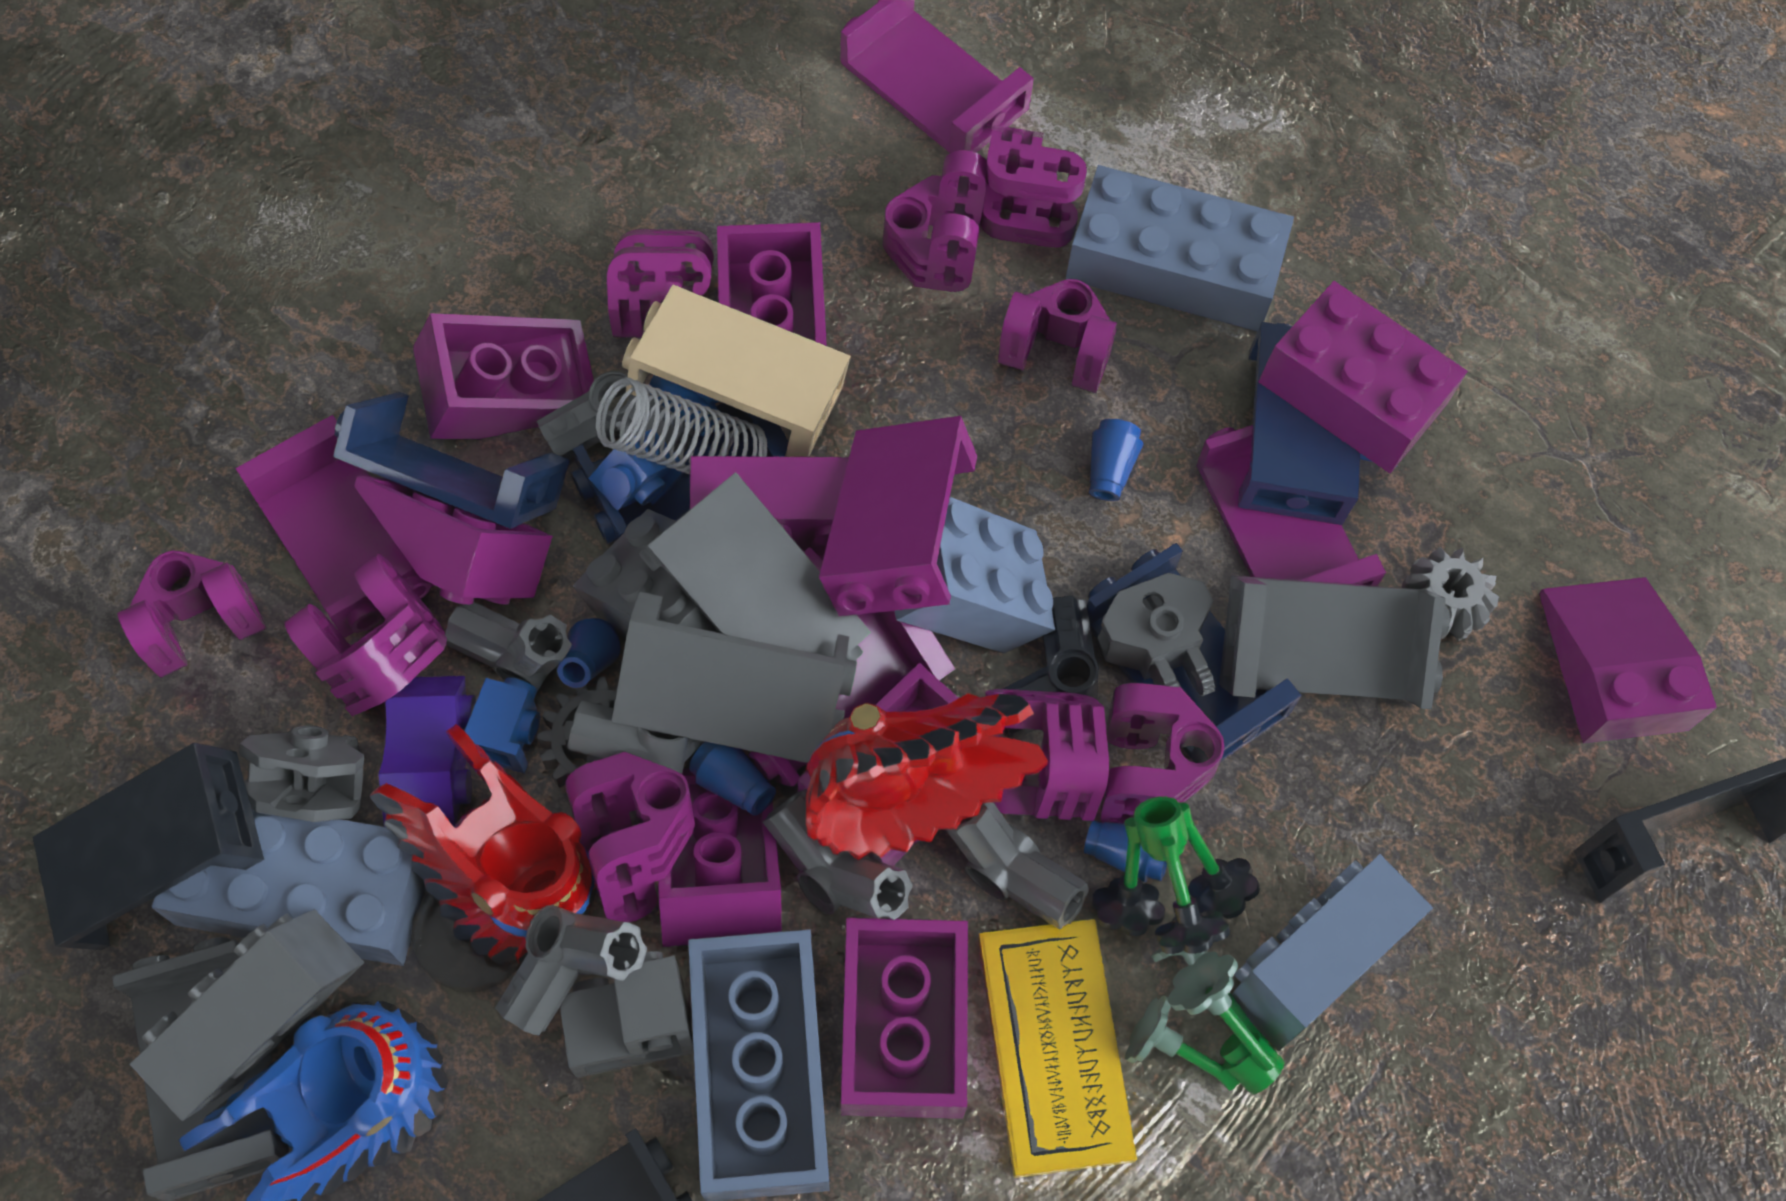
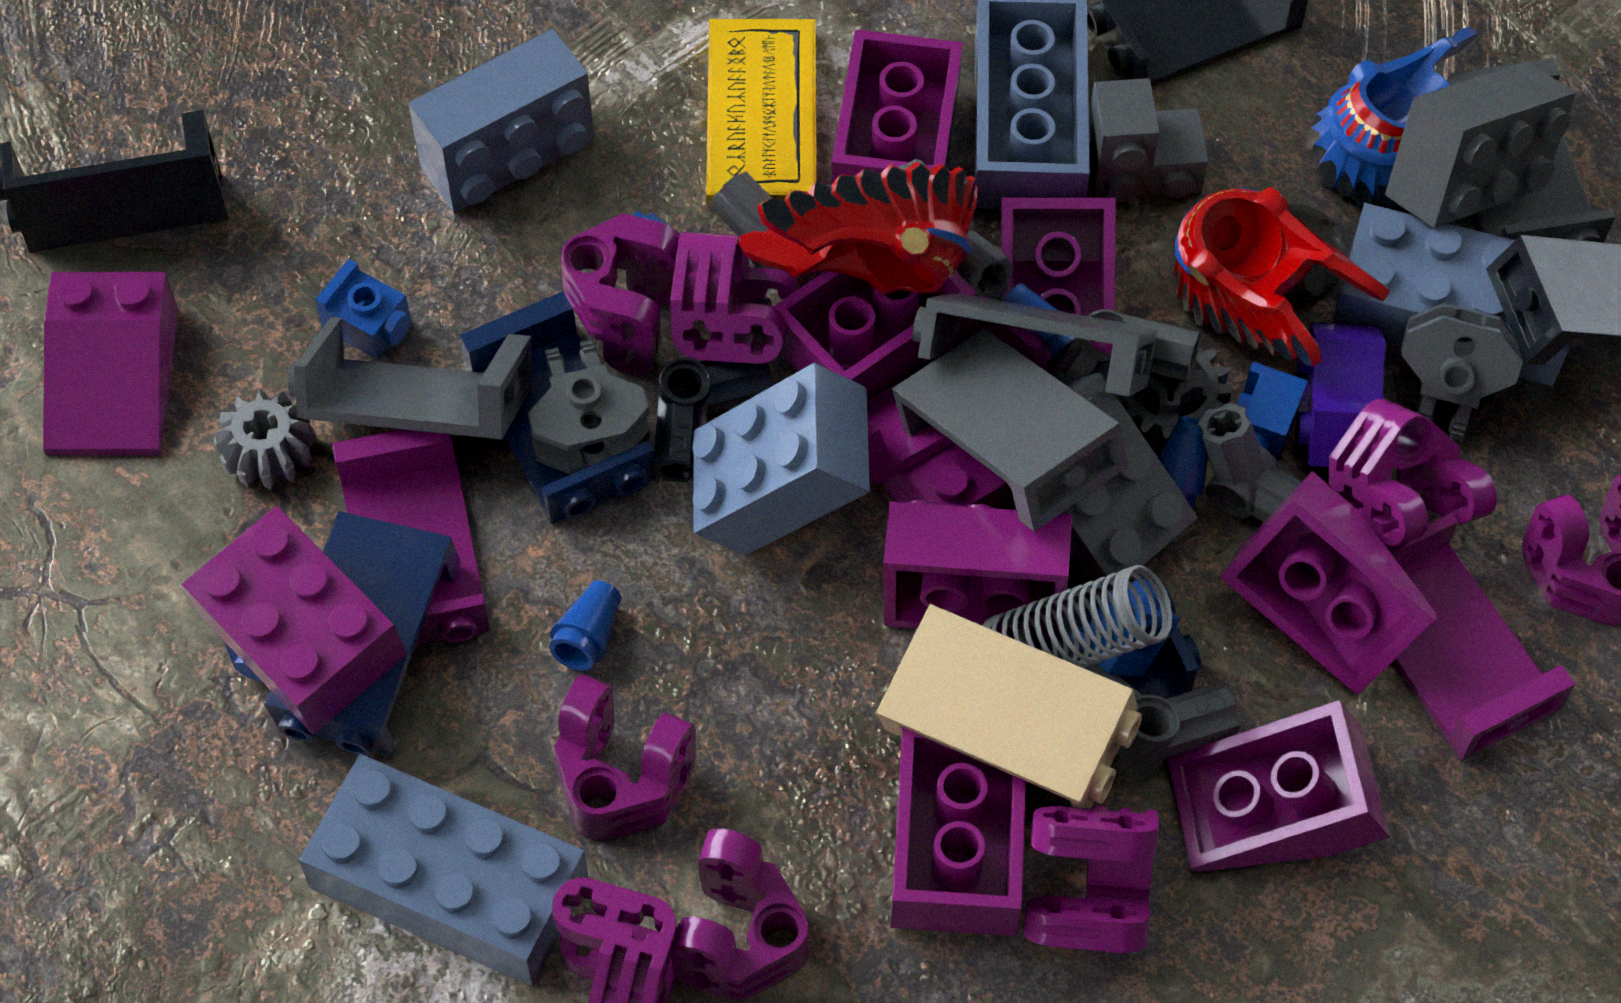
camera: 170 degrees left, 5 degrees down
(371, 440) = (1333, 649): dark blue panel -> none
(560, 950) = (1193, 164): dark grey piece -> none
(626, 856) = (1131, 232): magenta piece -> none
(894, 516) = (854, 468): magenta panel -> none
(1202, 987) = (637, 75): plant -> none
(1220, 892) = (630, 135): black plant -> none
(1404, 756) = (369, 310): none -> blue brick

